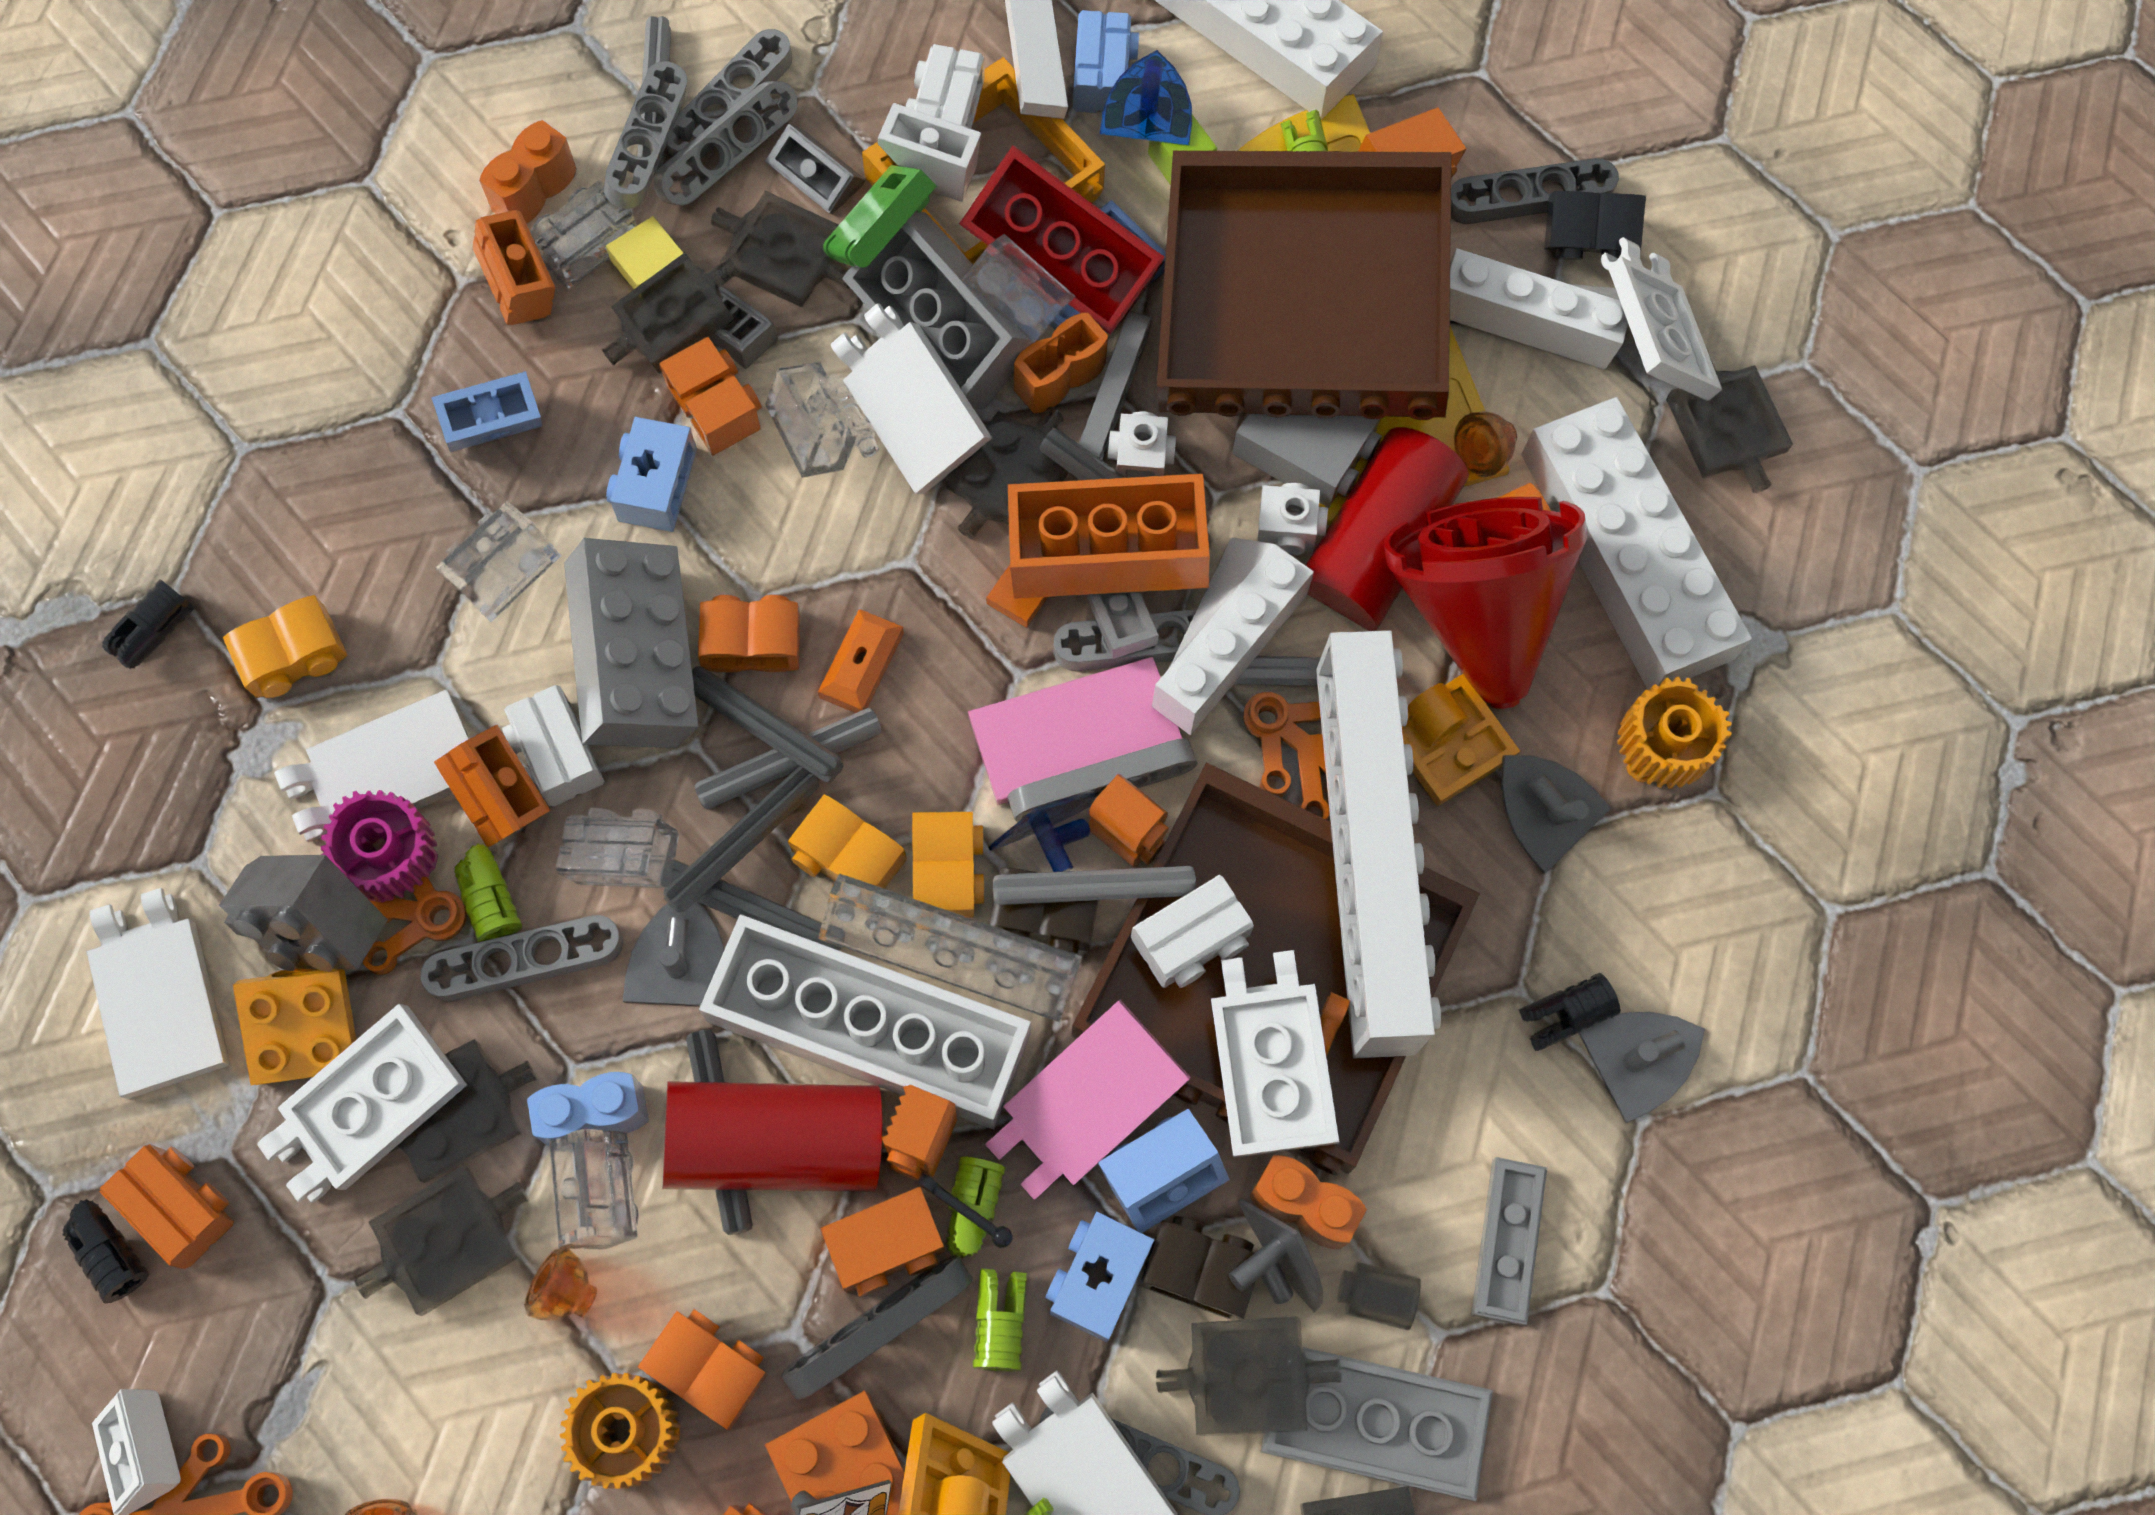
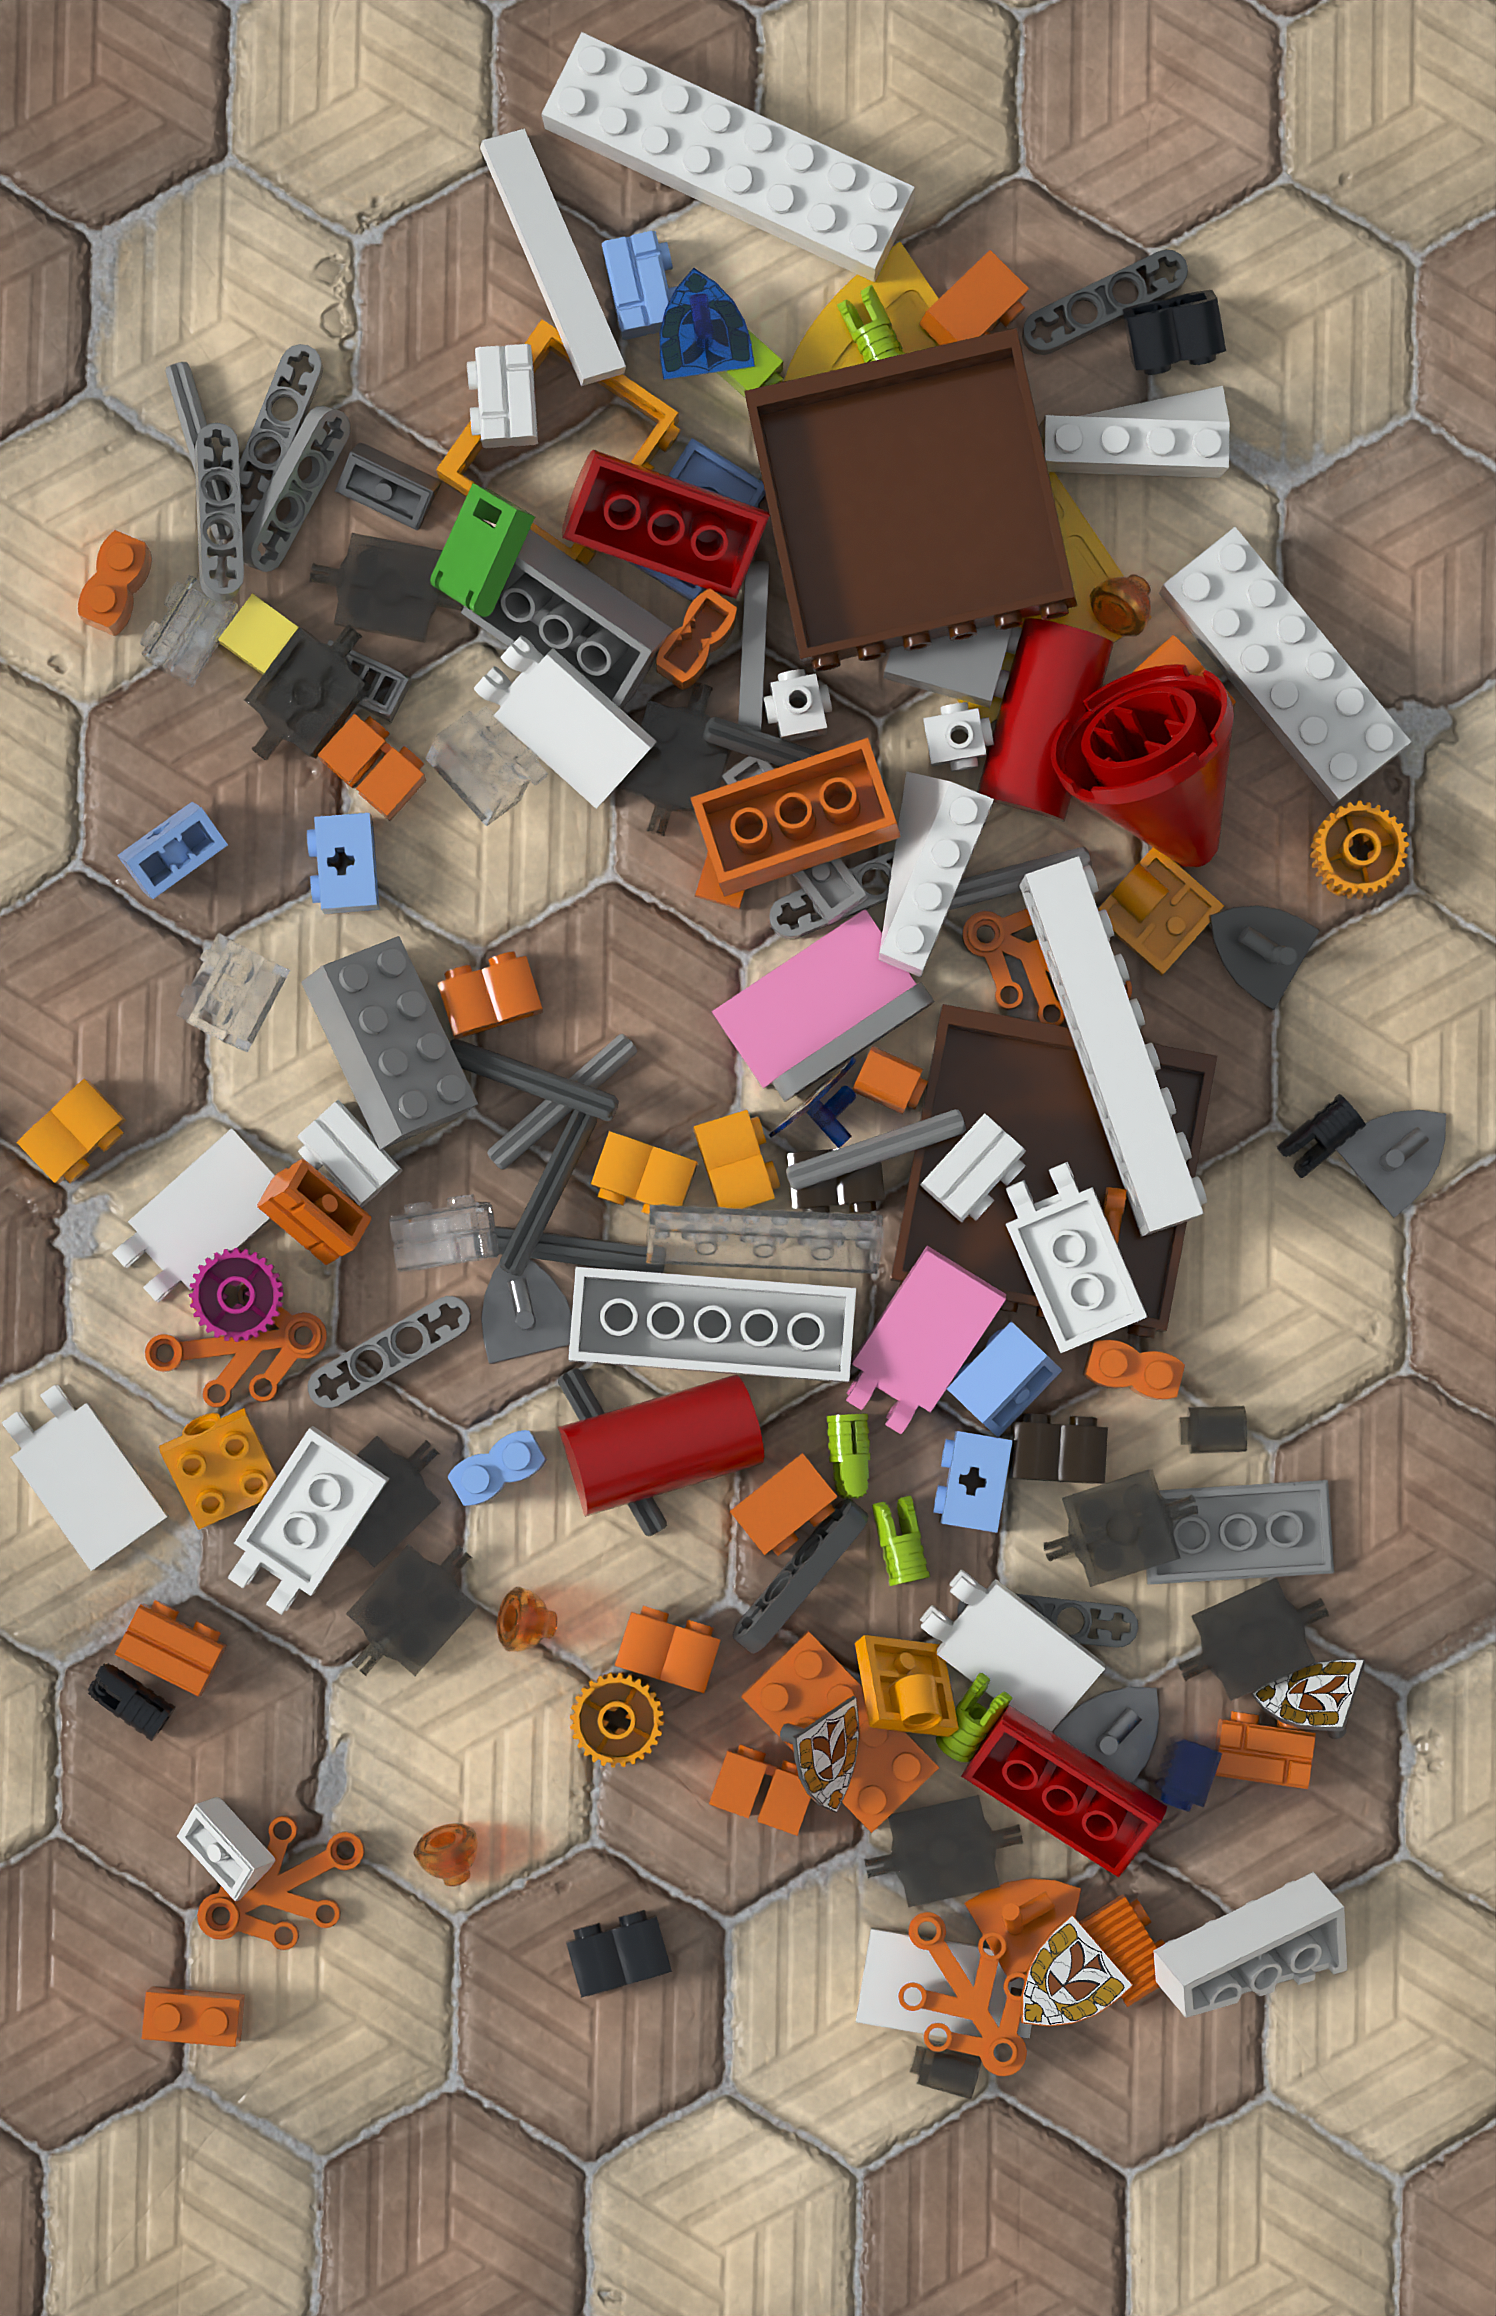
camera: 15 degrees left, 15 degrees up
(303, 913) = (198, 1376): flat silver hinge -> none
(487, 907) = (338, 1306): lime hinge -> none
(513, 267) = (140, 692): orange brick -> none
(593, 1189) = (526, 1533): clear brick -> none
(855, 684) = (600, 1014): orange piece -> none
(919, 1132) = (788, 1409): orange brick -> none
(934, 145) = (510, 464): white slope -> none
(1000, 1235) = (882, 1474): black hinge -> none
(1018, 287) = (640, 589): clear brick -> none
(1279, 1261) = (1110, 1433): flat silver shield -> none
(1509, 1241) = (1314, 1350): light grey tile -> none
(1662, 322) = (1260, 429): white tile -> none
(1733, 427) = (1349, 506): clear smoke plate -> none

